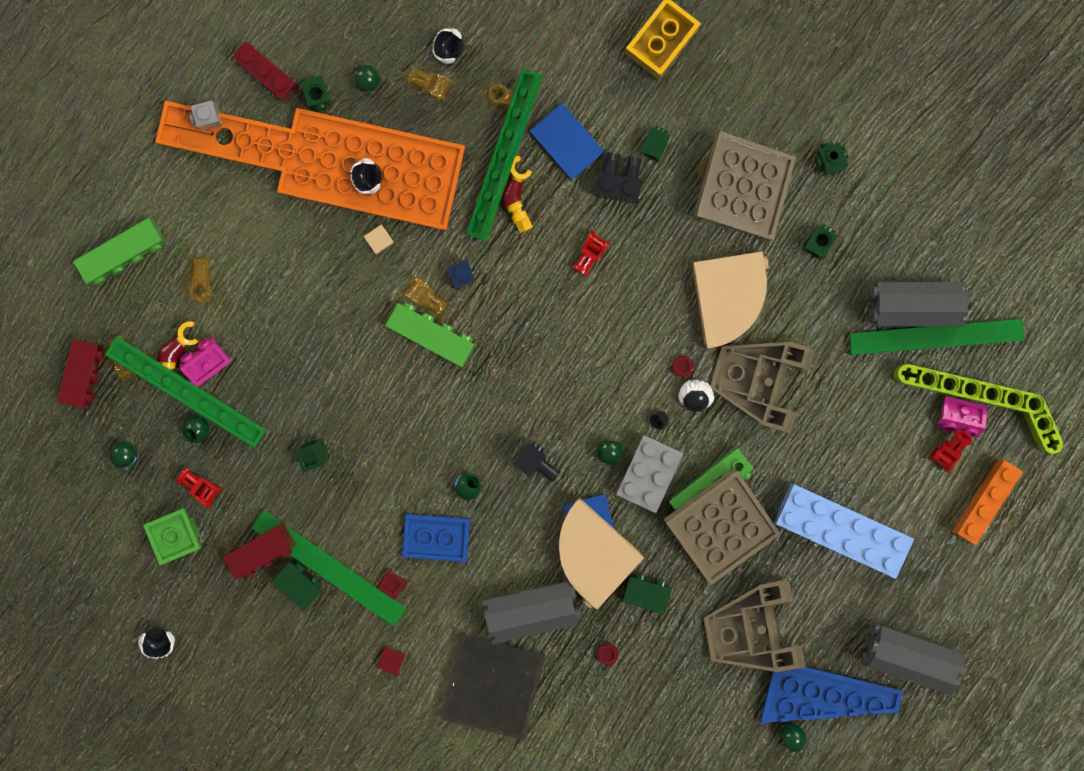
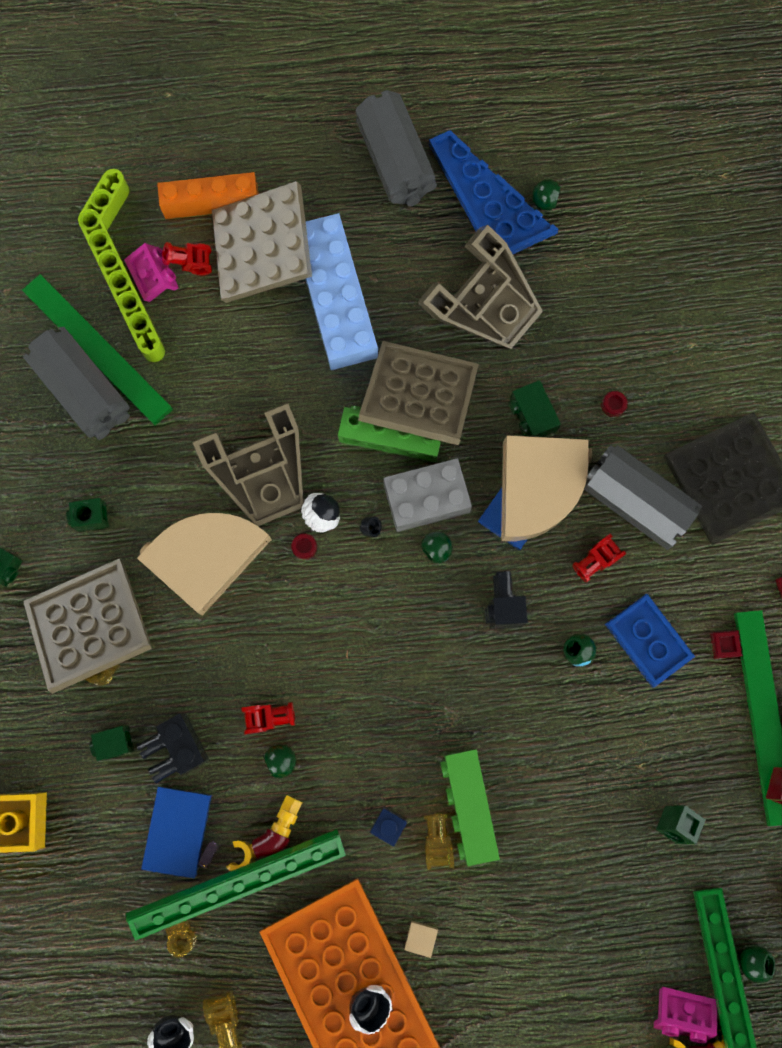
camera: 135 degrees left, 10 degrees down
(513, 552) = (602, 556): none -> red connector
(536, 150) = (208, 854): none -> clear purple piece
(557, 240) = (280, 760): none -> dark green piece
(919, 508) = (261, 242): none -> dark tan plate

